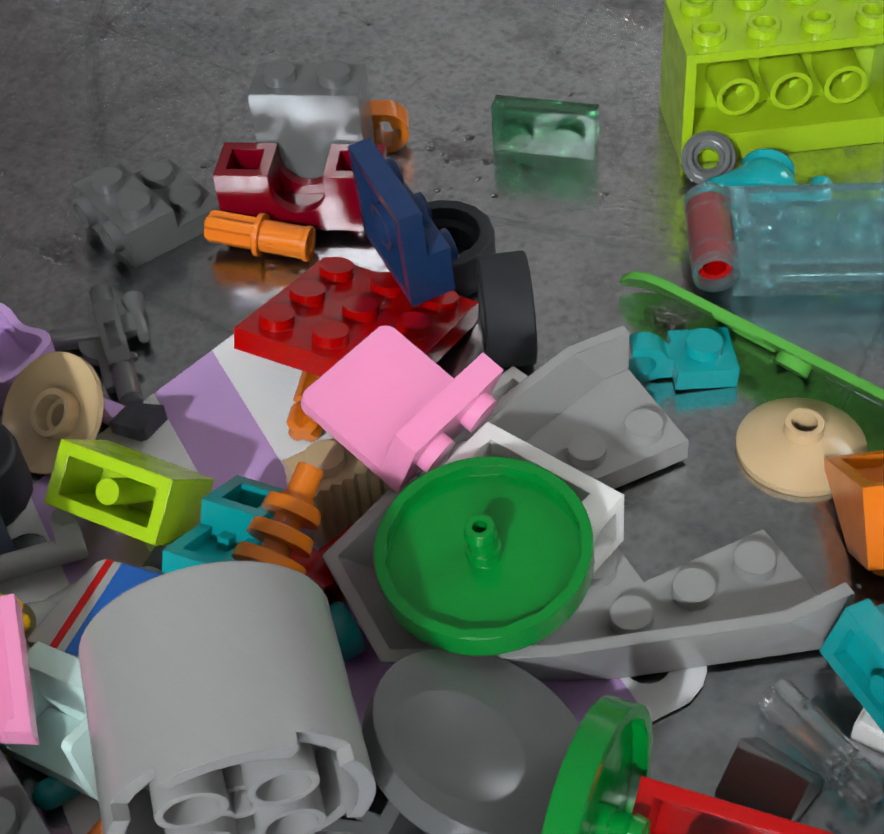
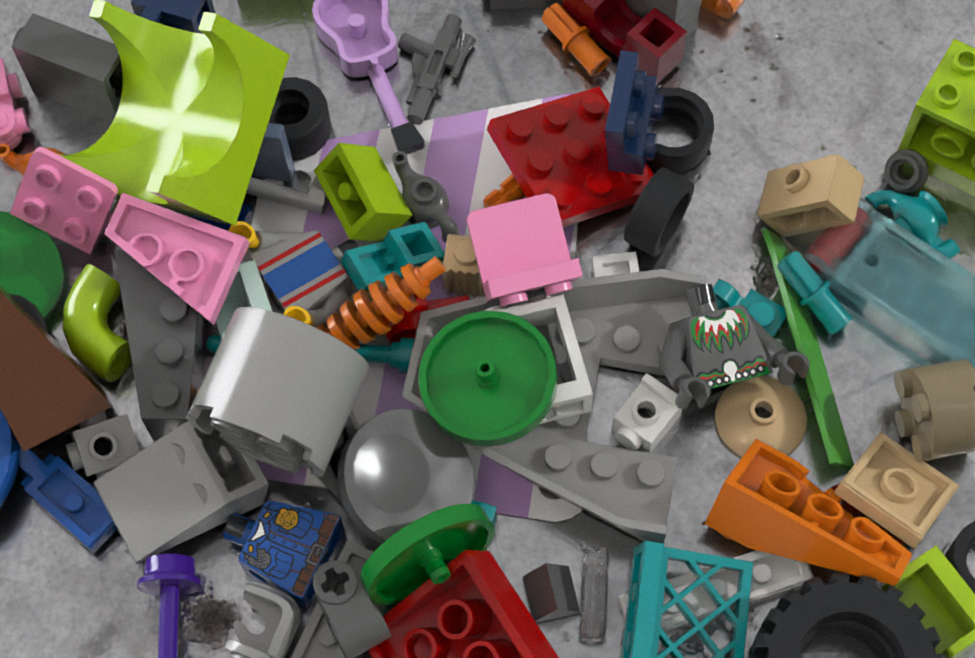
camera: 35 degrees right, 20 degrees up
(53, 401) = (361, 103): tan dish -> none
(214, 453) = (424, 197): none -> dark grey piece
(545, 127) = (823, 70): clear green plate -> none
(650, 208) = (811, 196): none -> tan brick
(685, 507) = (641, 432): none -> white brick
(705, 390) = (721, 349): none -> dark grey torso
(739, 292) = (814, 292): none -> teal axle

